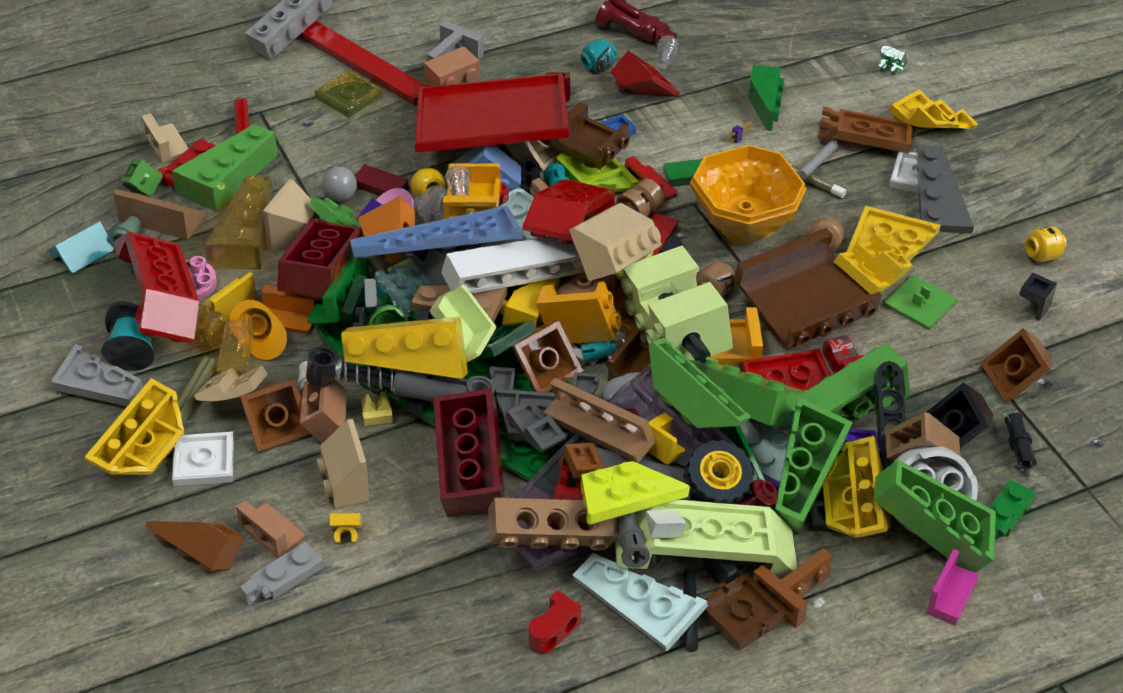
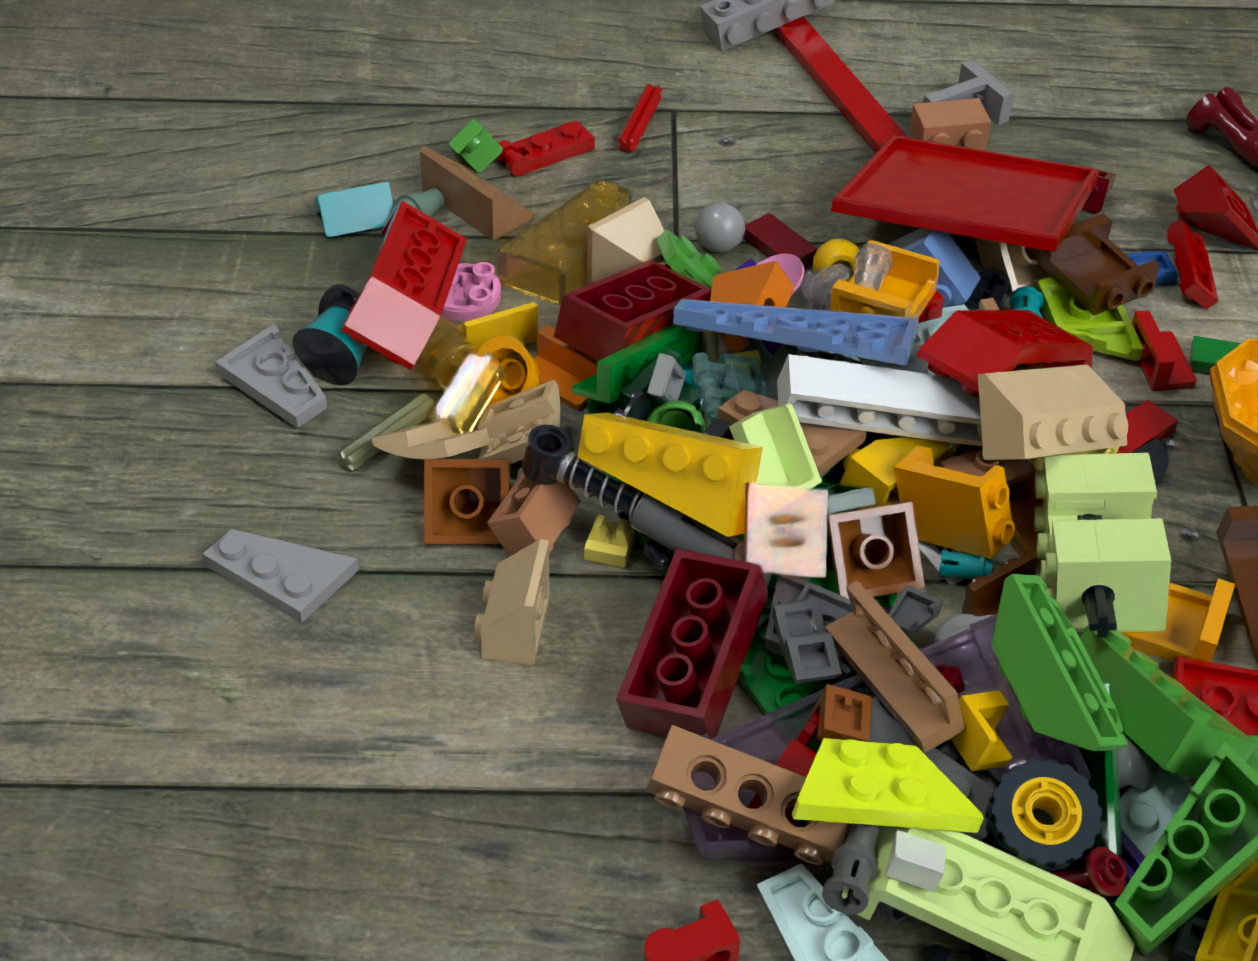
camera: 25 degrees right, 0 degrees up
(140, 434) = (276, 465): yellow wedge -> none
(163, 139) = (533, 110): tan panel -> none
(173, 500) = (280, 572): none -> light grey wing
(203, 459) = (350, 525): white tile -> none
(208, 542) = (278, 640): dark orange slope -> none
(218, 173) = (565, 165): bright green wedge -> none
(269, 528) = (378, 653): nougat panel -> none
(282, 354) = (514, 418): none -> tan slope
(282, 574) = (357, 724): light grey hinge -> none
(345, 522) = (478, 684): yellow tile -> none
(348, 93) = (799, 119): clear yellow tile -> none
(493, 362) = (786, 529): none -> clear orange piece
(598, 55) = (1168, 164): teal head -> none
(642, 117) = (1193, 264): none -> red hinge
(643, 197) = (1135, 375): medium nougat wheel -> none
(720, 276) = (1192, 524): medium nougat head -> none

